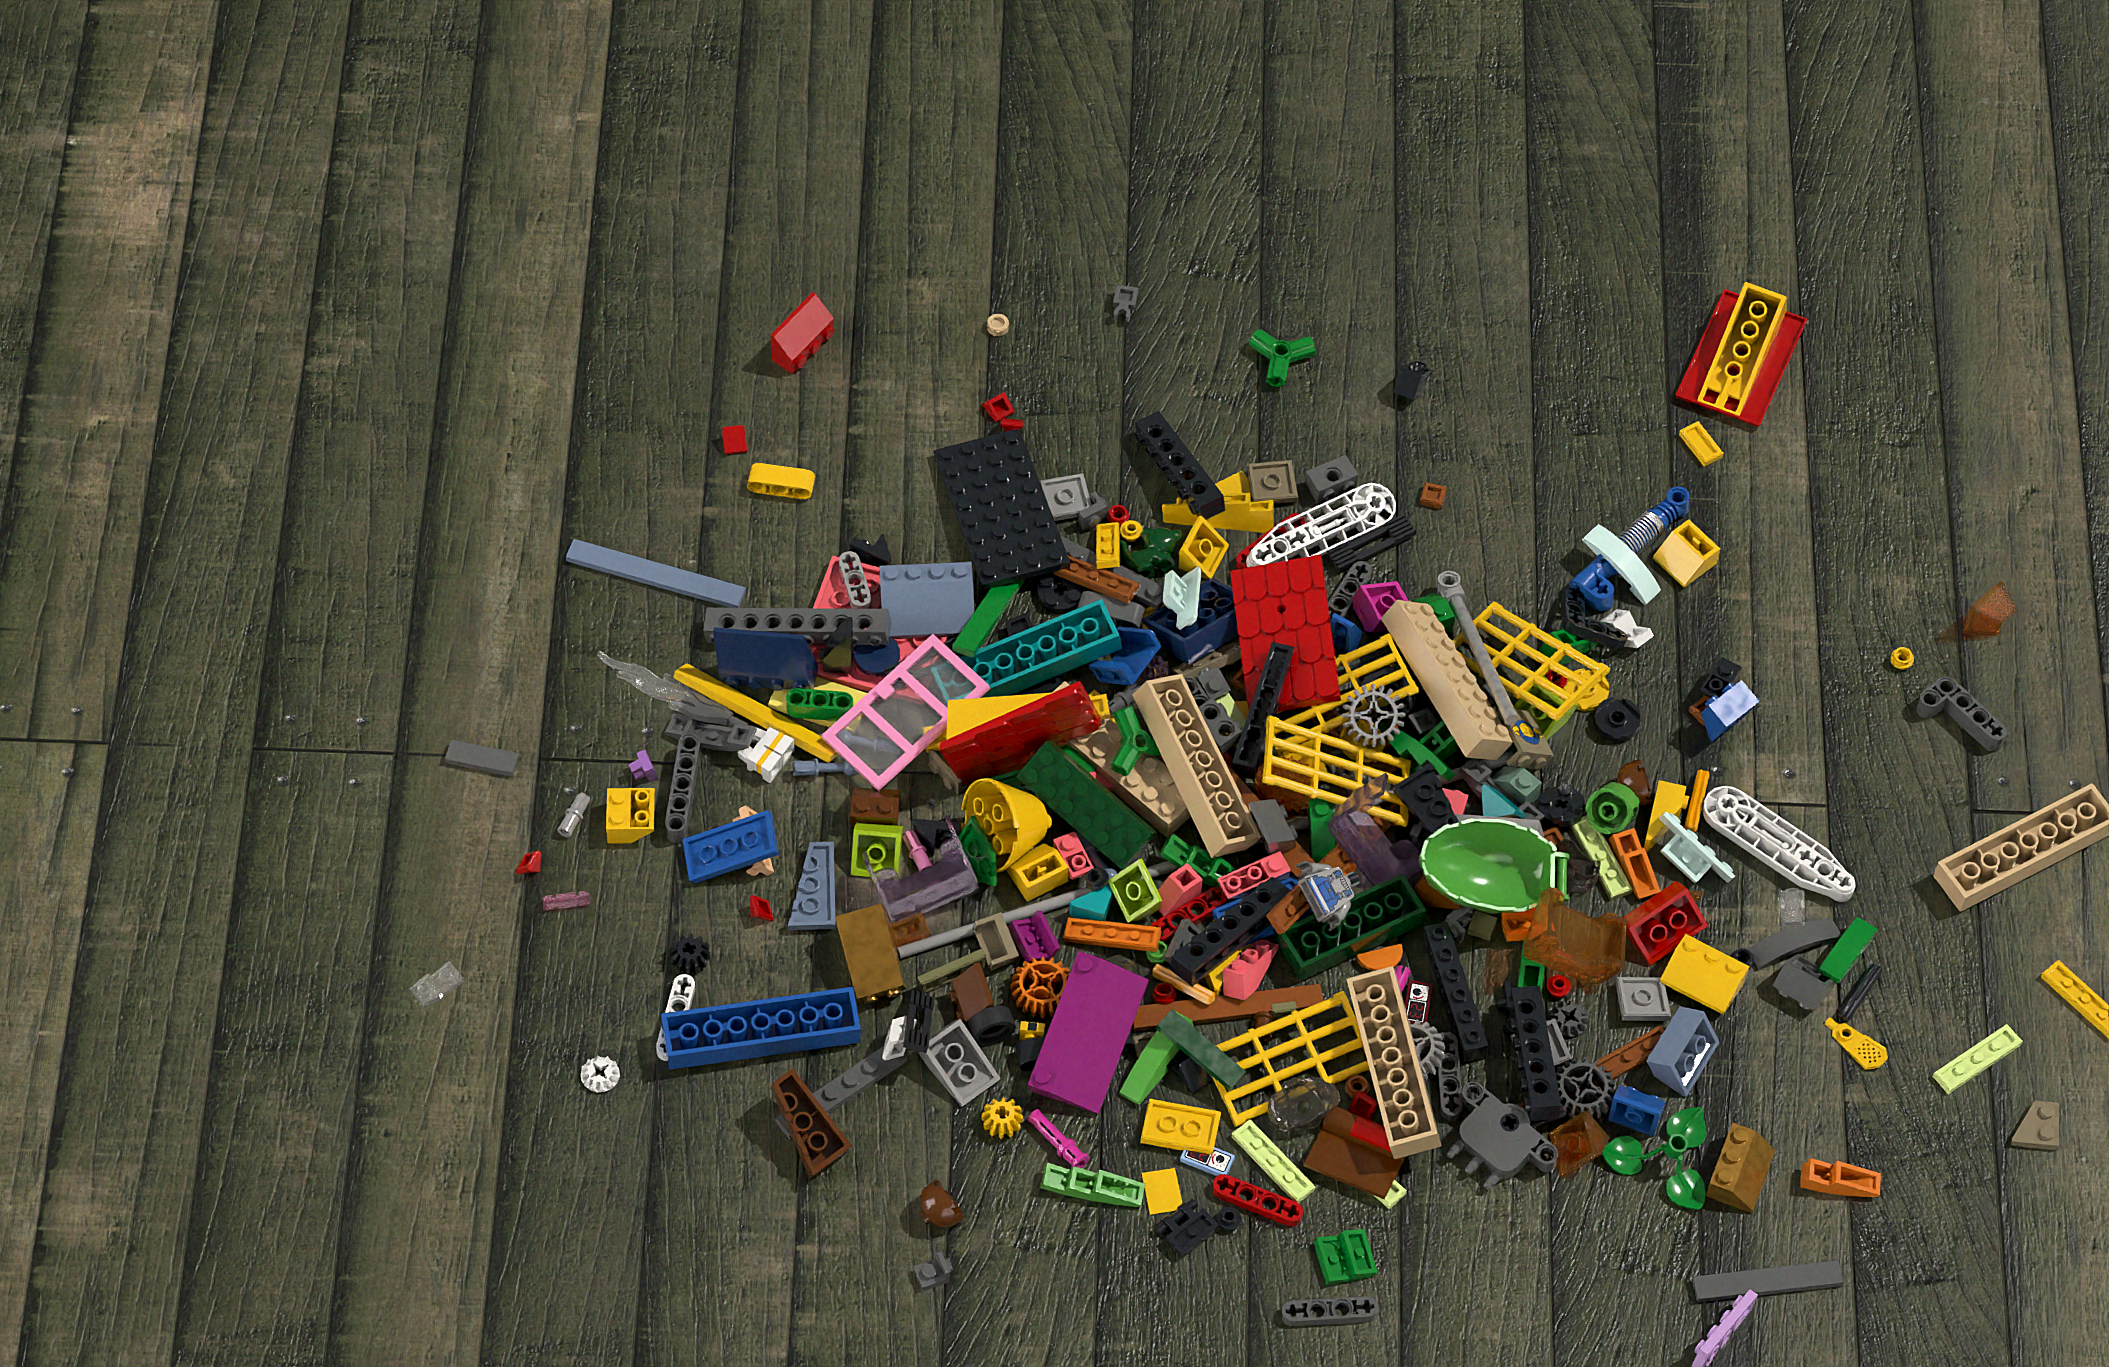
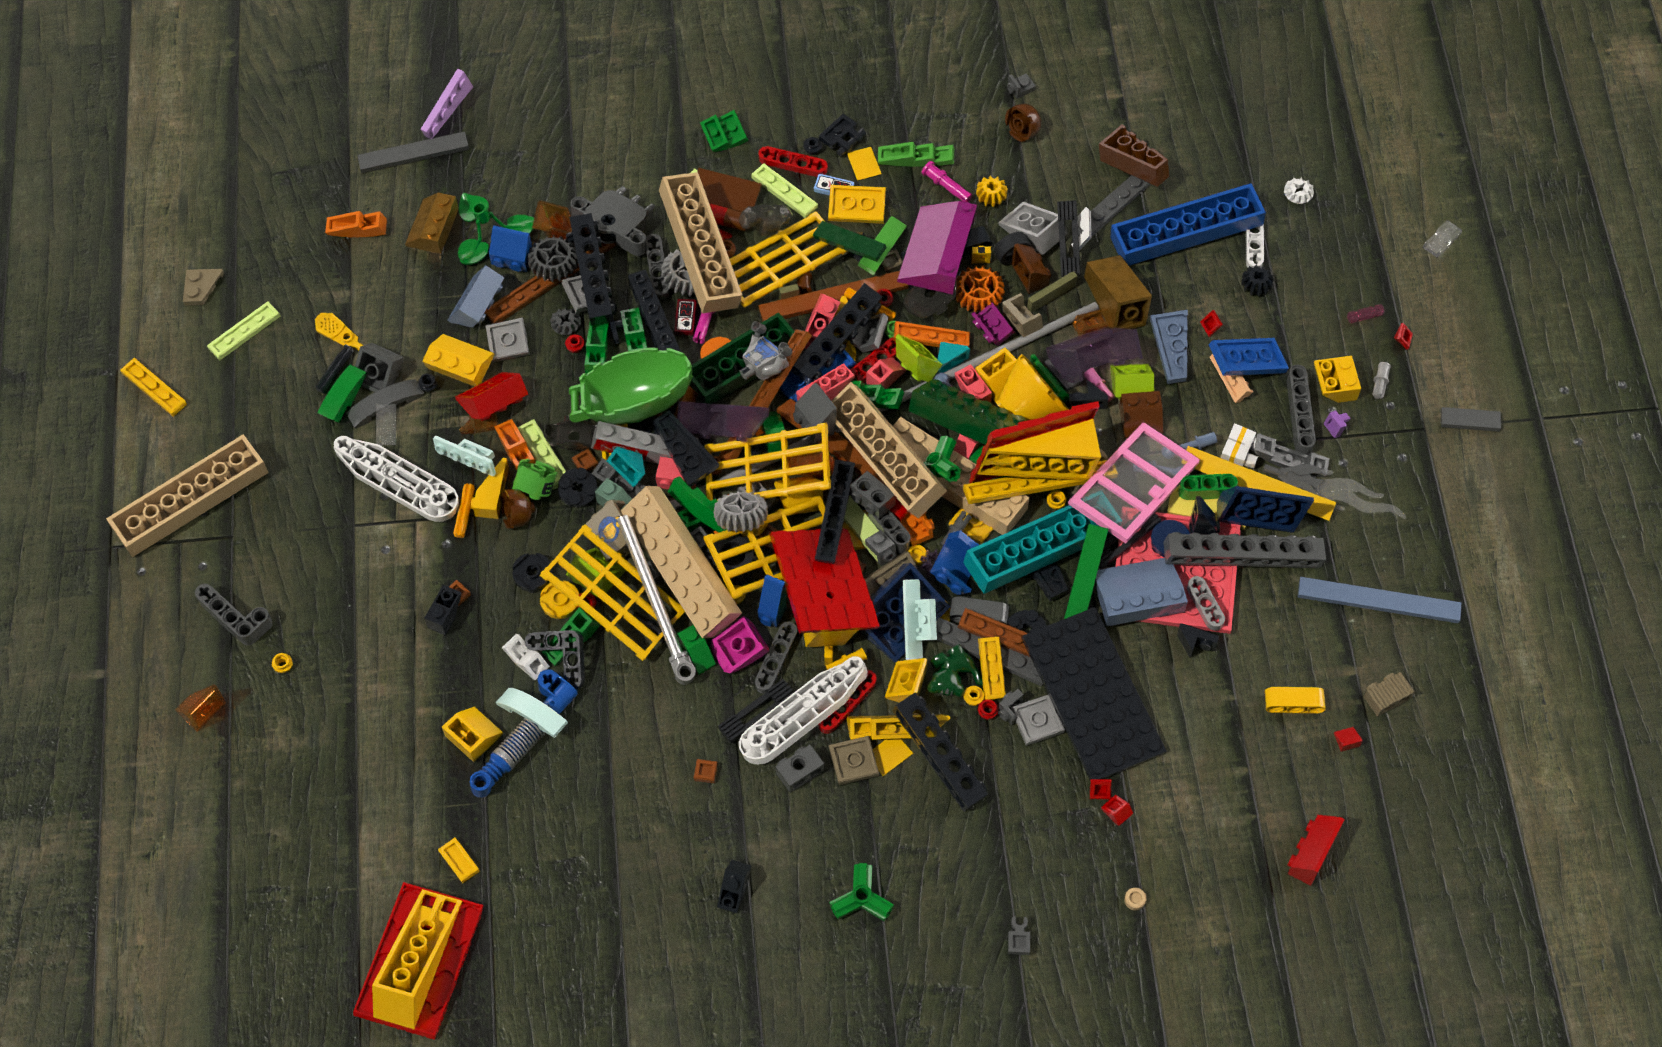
camera: 175 degrees right, 5 degrees up
(677, 473) = (1388, 693): none -> dark tan brick
(1097, 878) = (951, 365): black plate -> none
(1330, 1315) = (732, 97): dark grey beam -> none
(1482, 976) = (633, 329): none -> green slope
(1575, 942) = (562, 359): clear orange windscreen -> none
(1728, 709) = (434, 572): slope -> none

